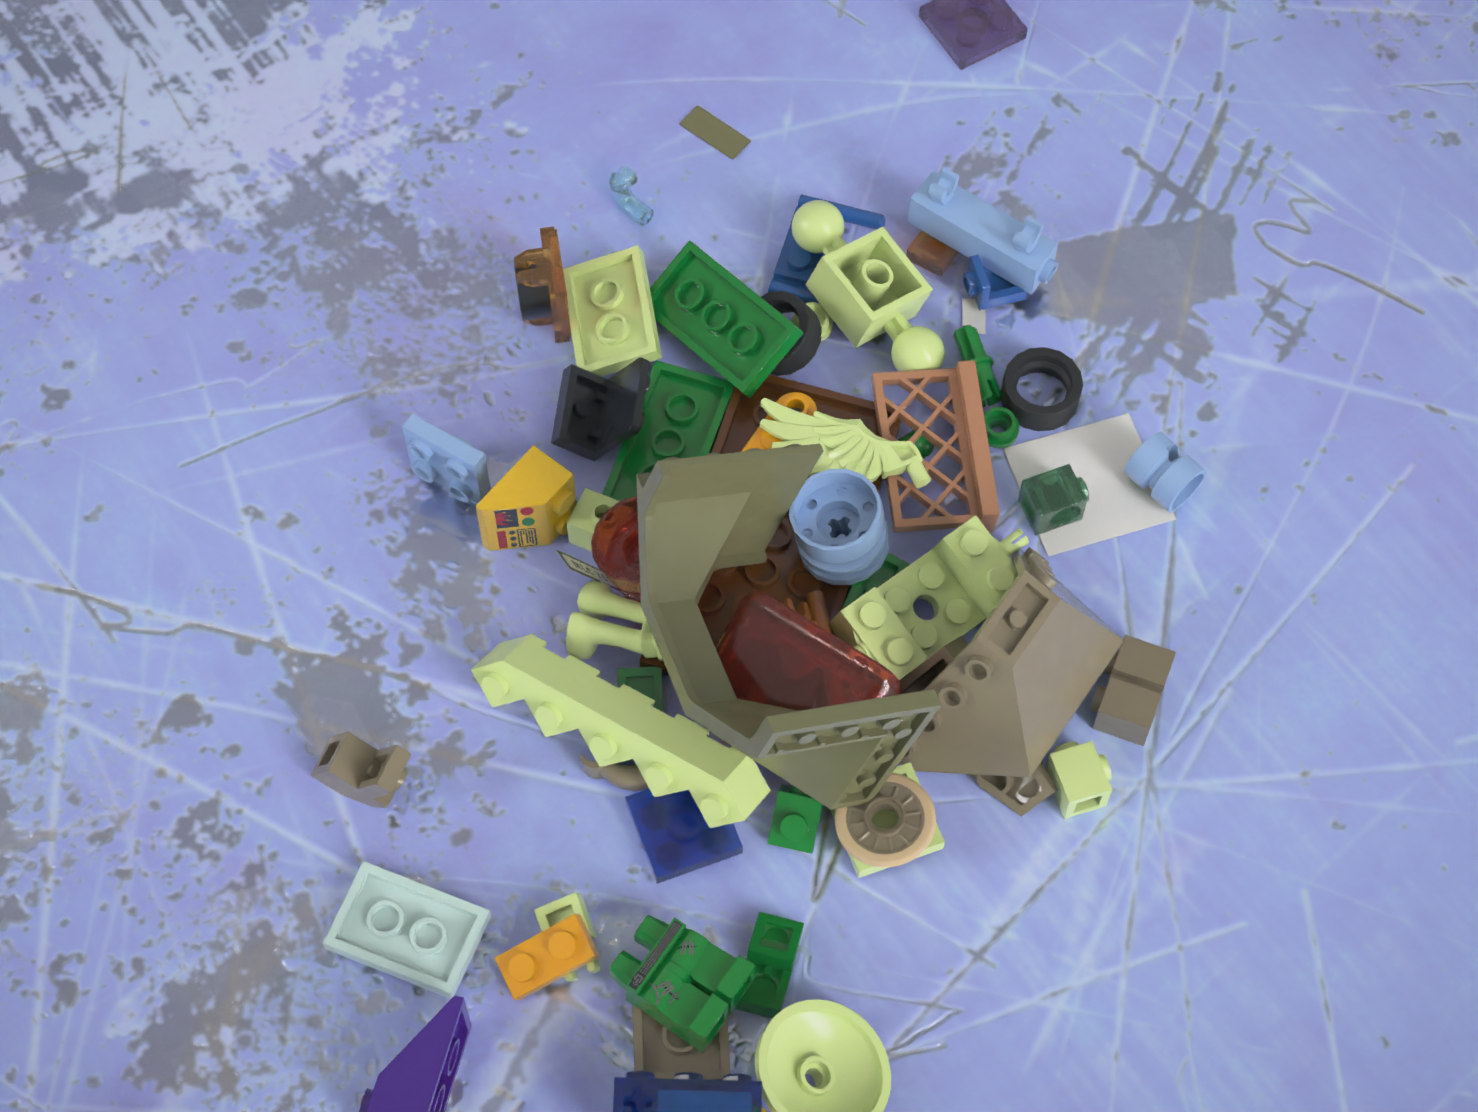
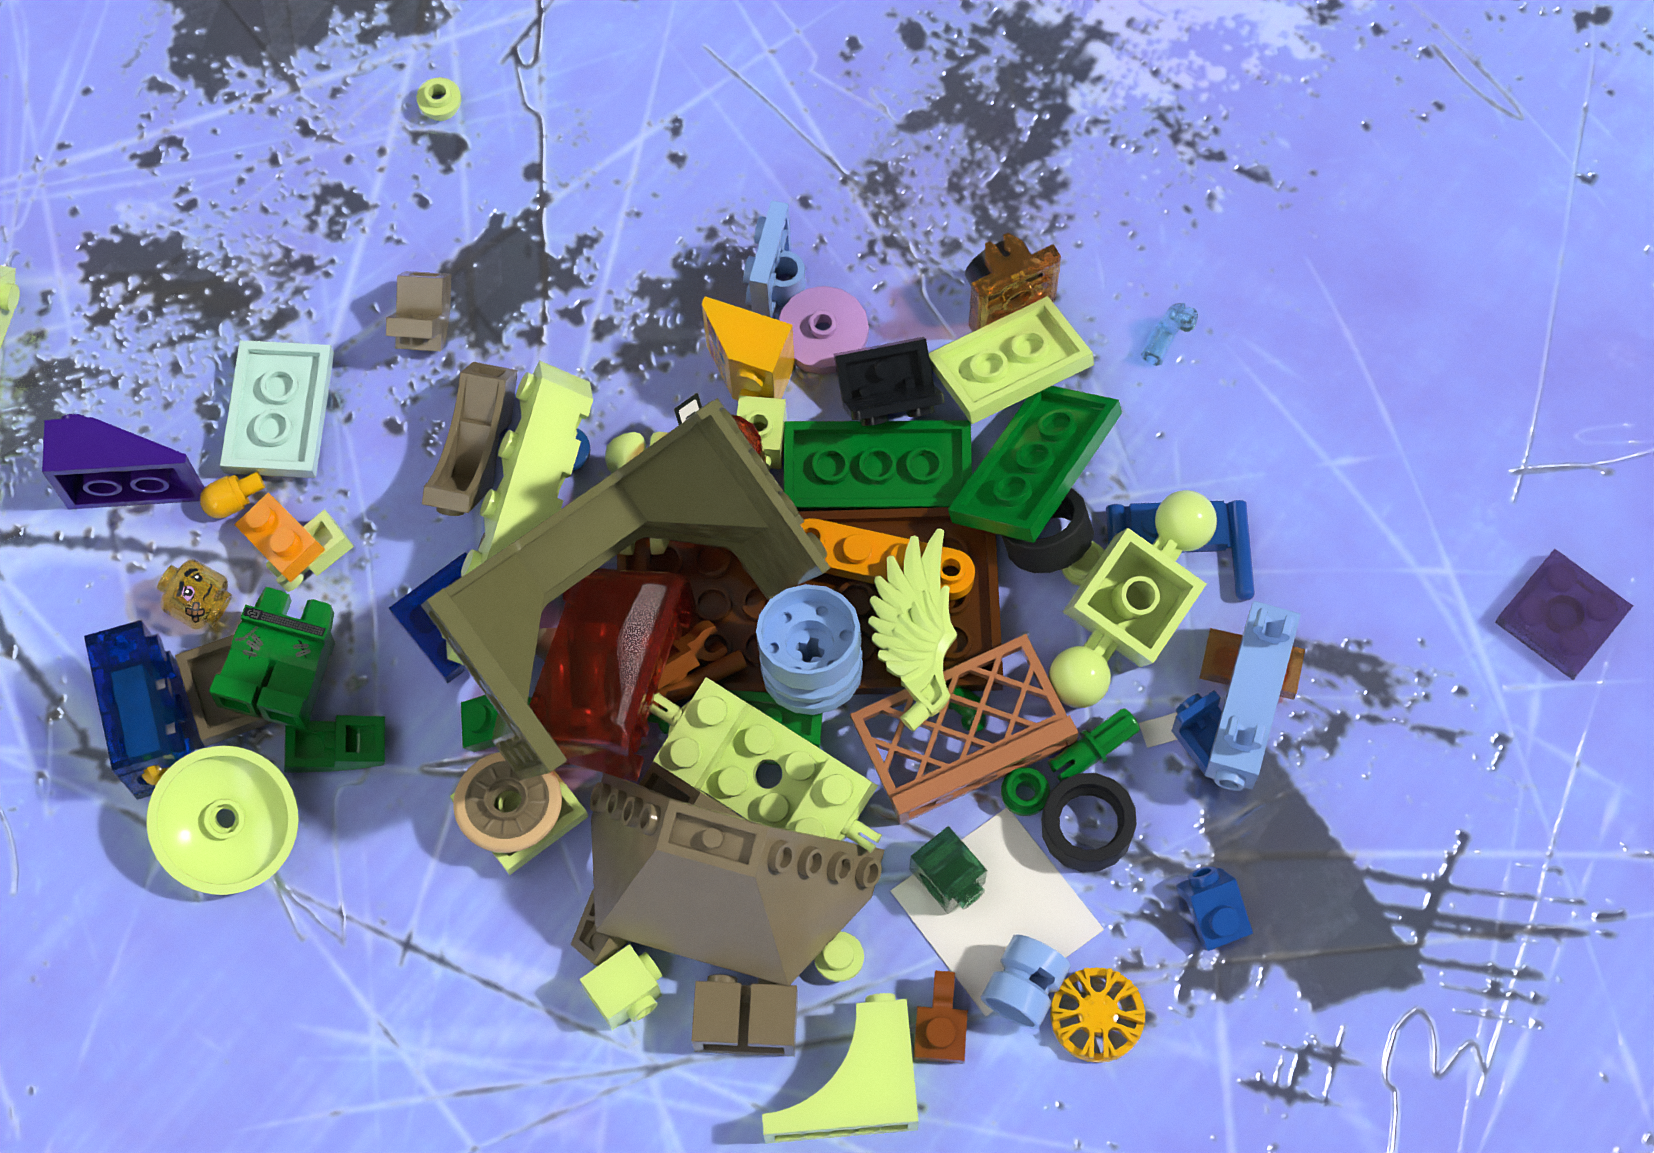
camera: 75 degrees right, 5 degrees up
(140, 709) = (442, 108): none -> yellowish green plate
(480, 996) = (229, 494): none -> yellow cylinder
(509, 430) = (824, 305): none -> lavender plate
(532, 765) = (471, 447): none -> dark tan arch
(577, 1050) = (194, 594): none -> clear yellow head
(715, 132) = (1295, 393): olive sticker -> none
(1102, 602) = (840, 958): none -> yellowish green plate
(1137, 323) = (1215, 907): none -> blue bracket
(1180, 550) = (940, 1028): none -> dark orange plate
(1201, 435) = (1097, 1014): none -> yellow wheel
(1215, 610) = (870, 1089): none -> yellowish green arch

